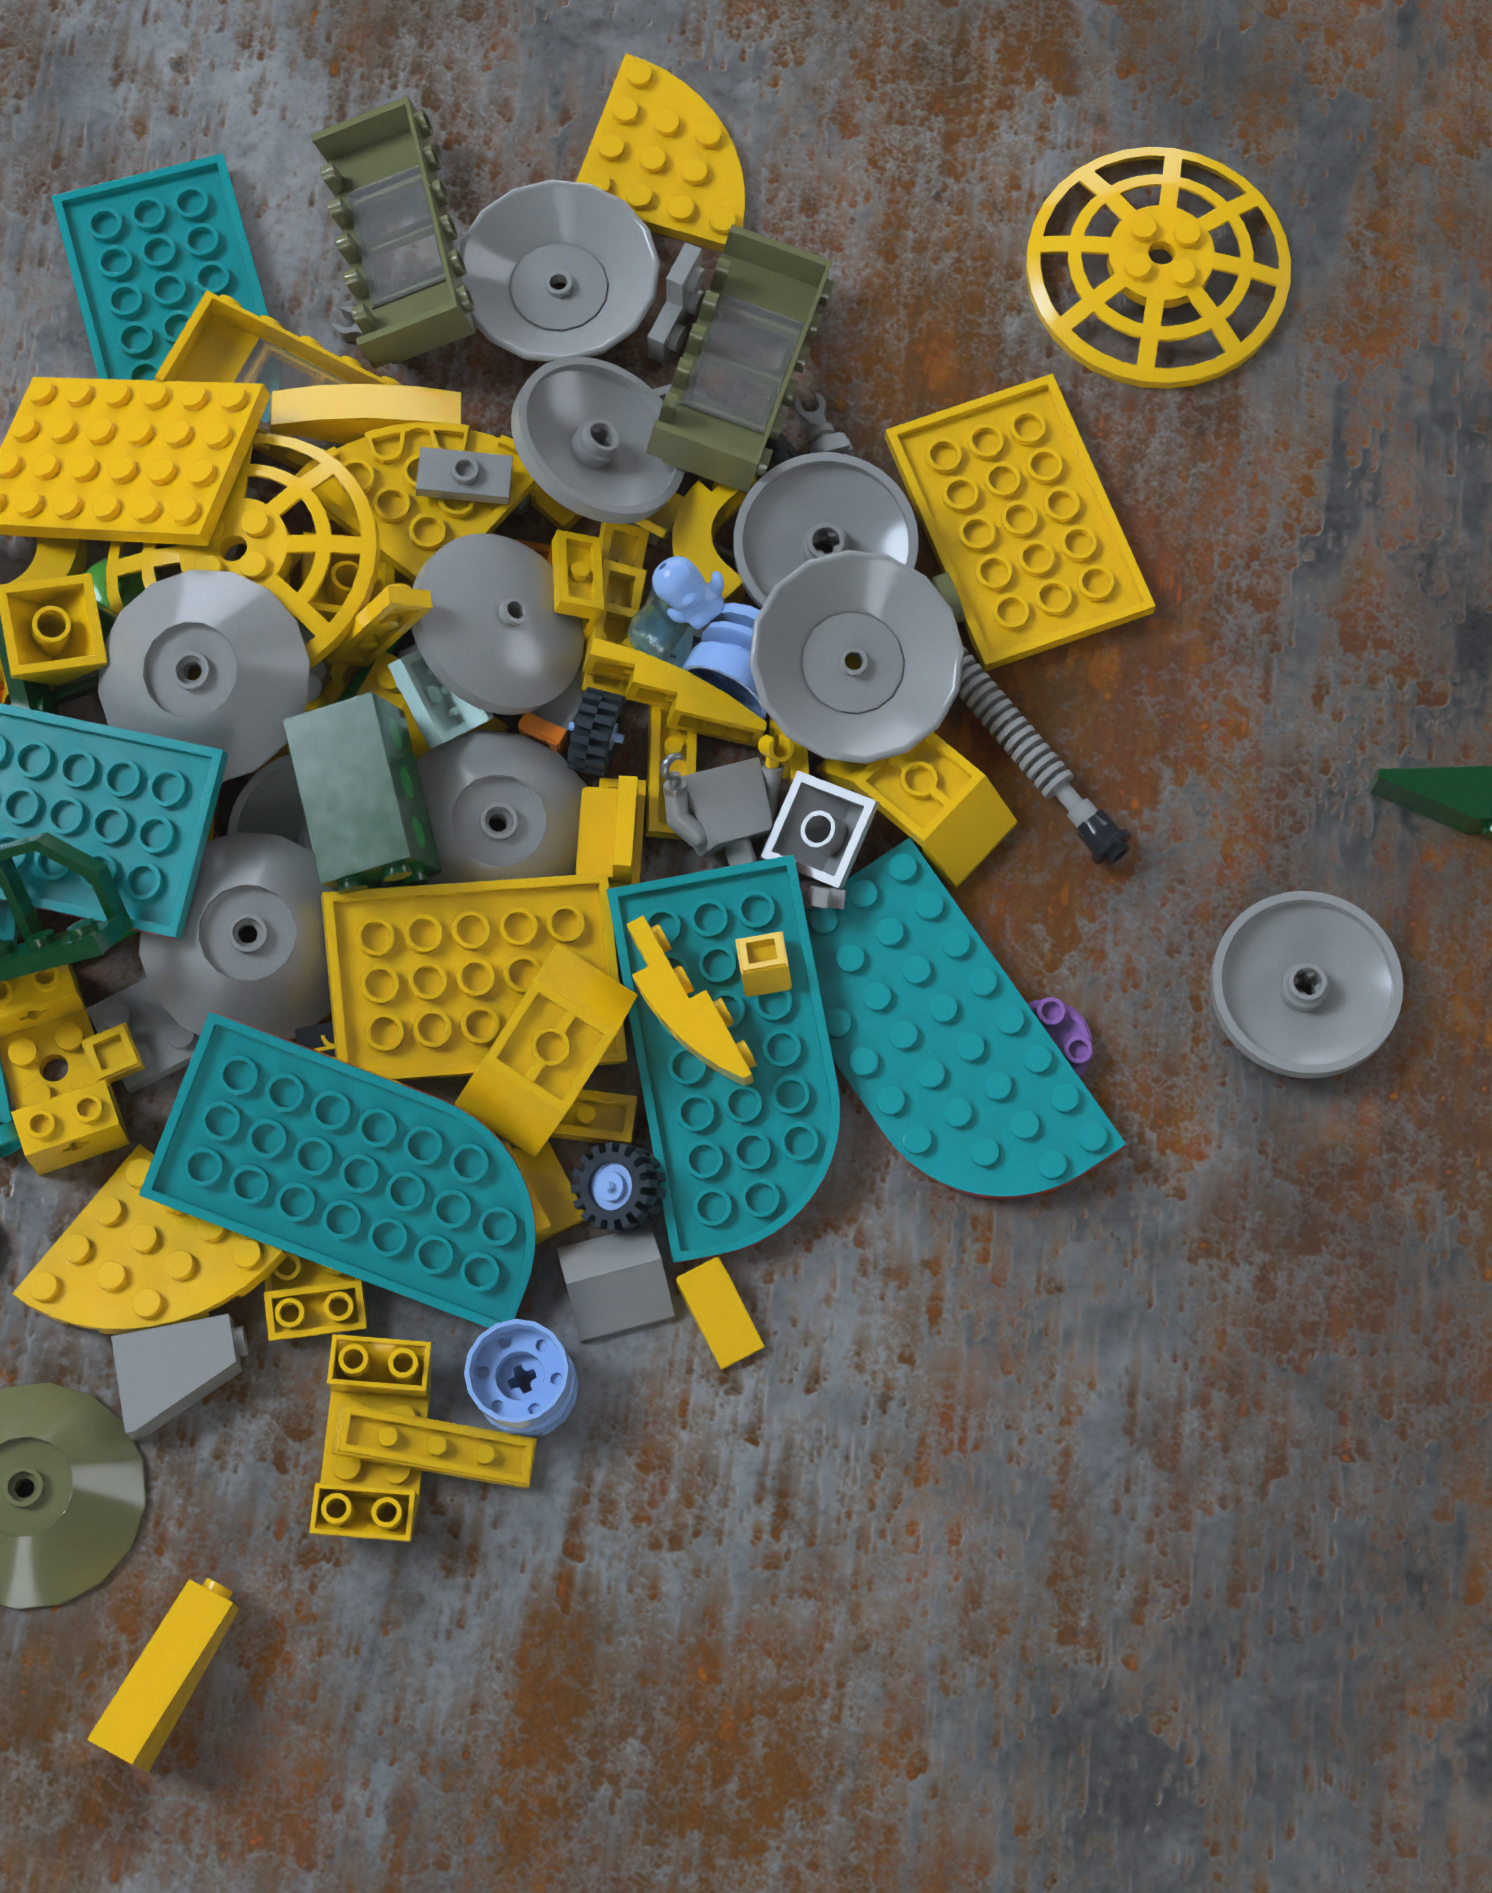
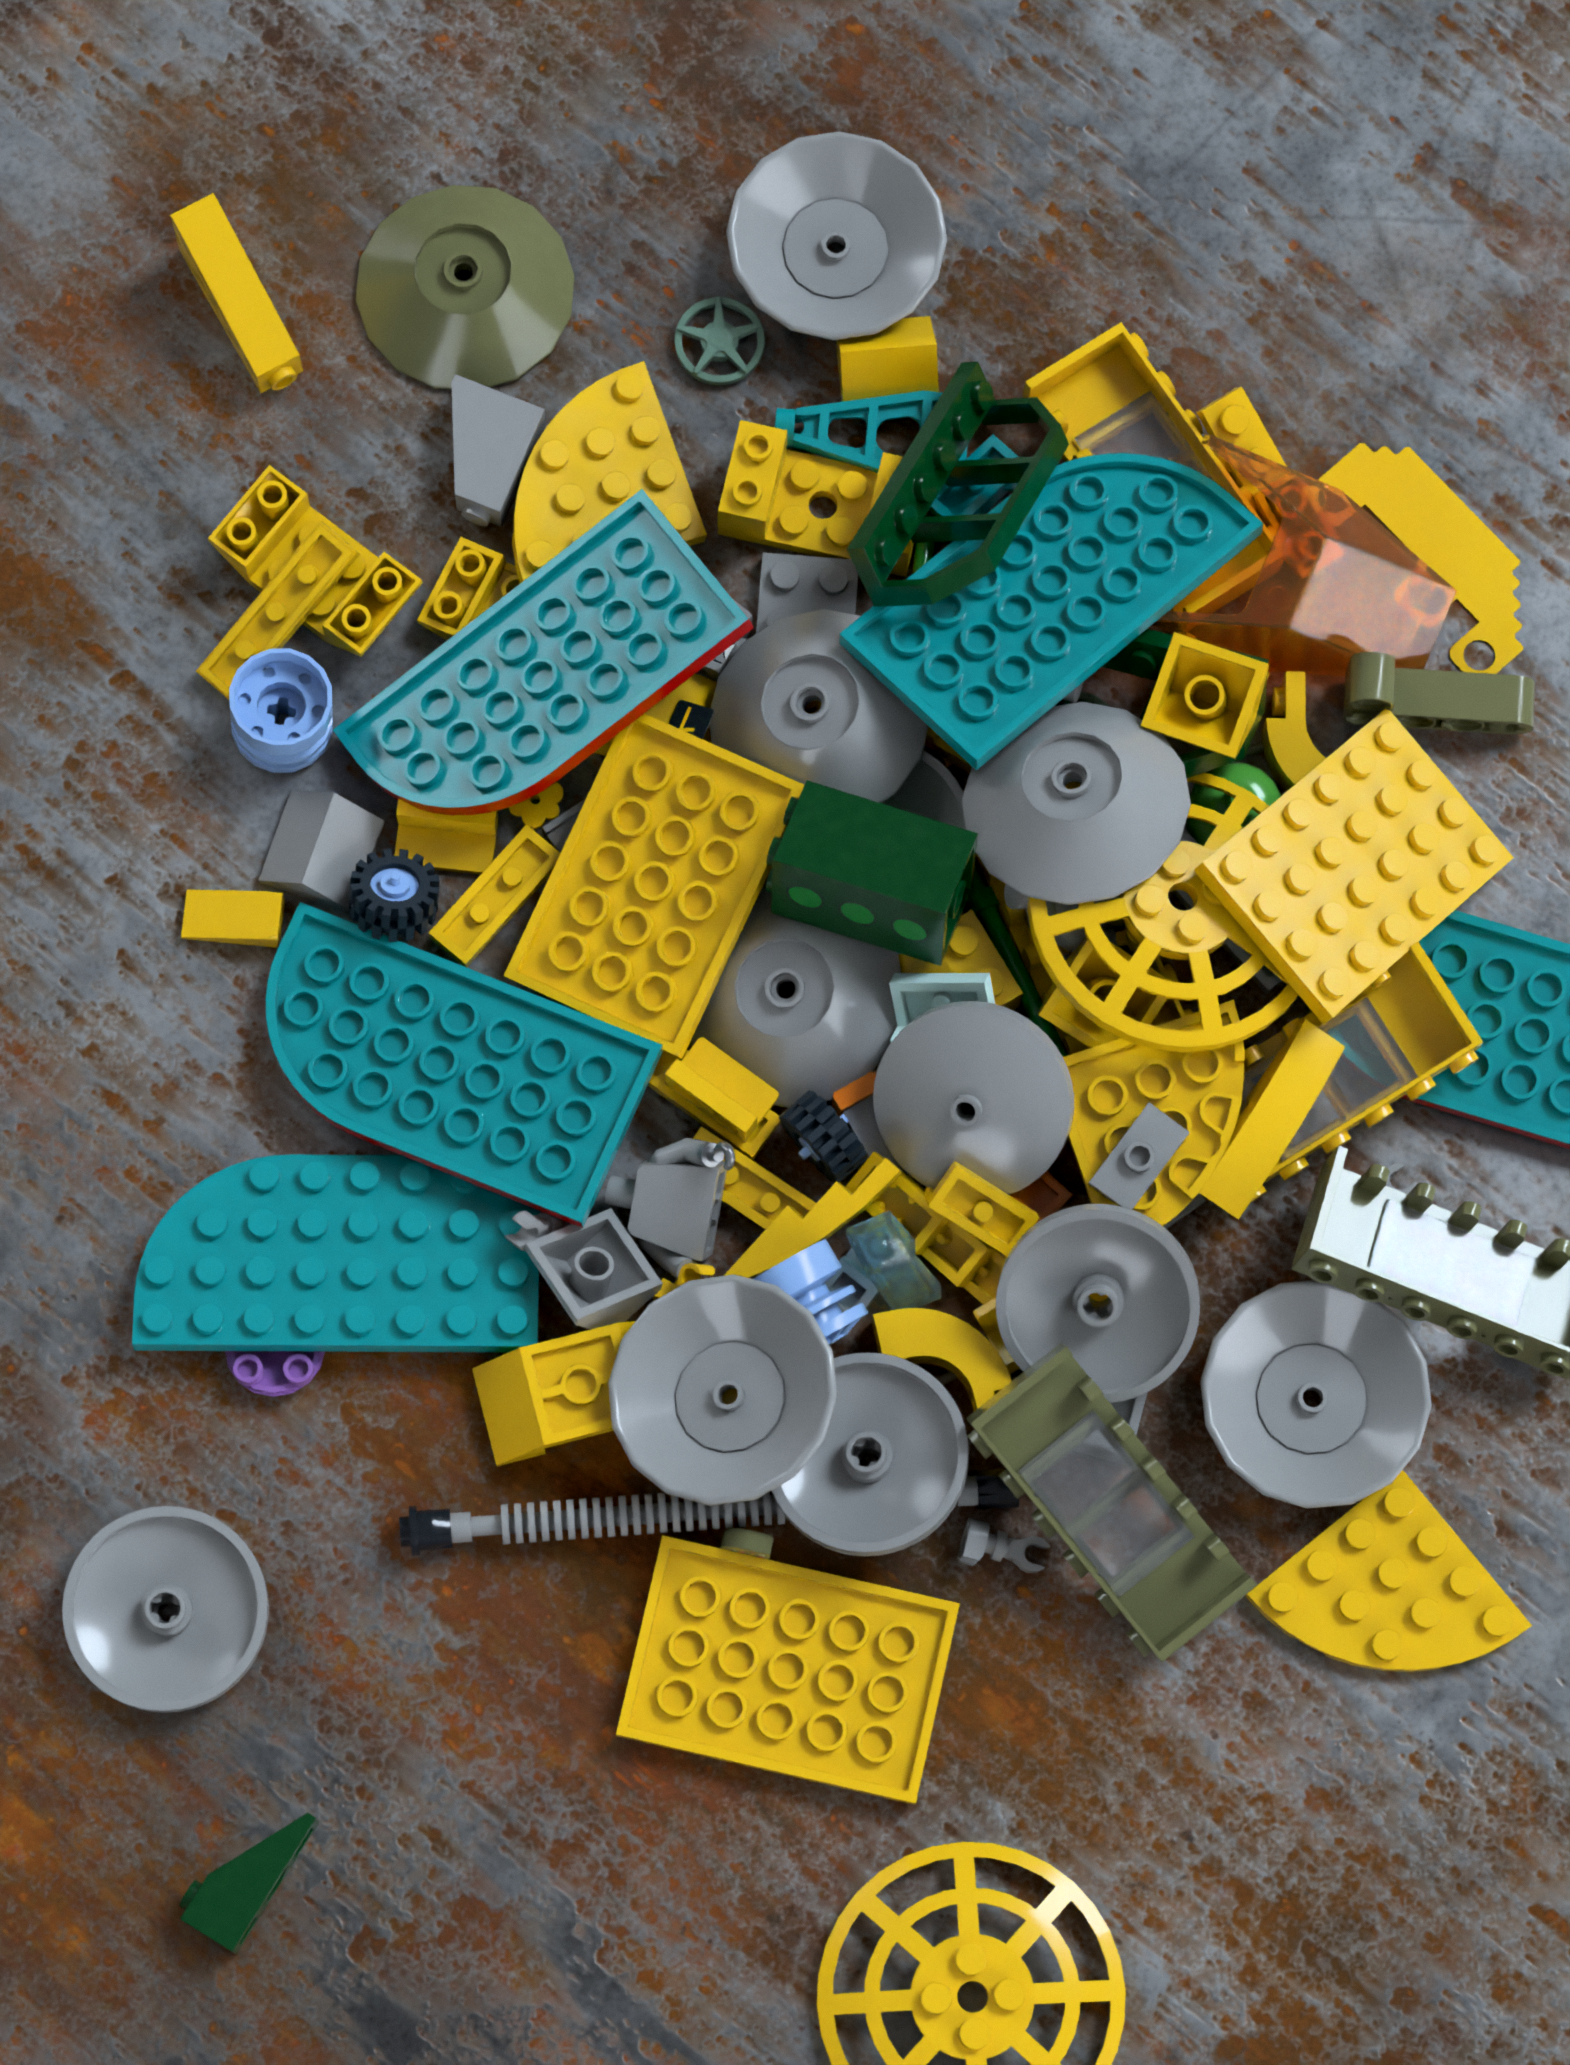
camera: 120 degrees right, 5 degrees up
(113, 1054) = (796, 552): yellow tile -> none
(381, 624) = (1026, 990): yellow plate -> none
(547, 1050) = (547, 904): yellow slope -> none
(683, 298) = (1222, 1502): light grey plate -> none
(685, 590) = (891, 1287): light blue animal -> none
(694, 1021) = (482, 1035): yellow slope -> none
(763, 964) = (500, 1132): yellow slope -> none

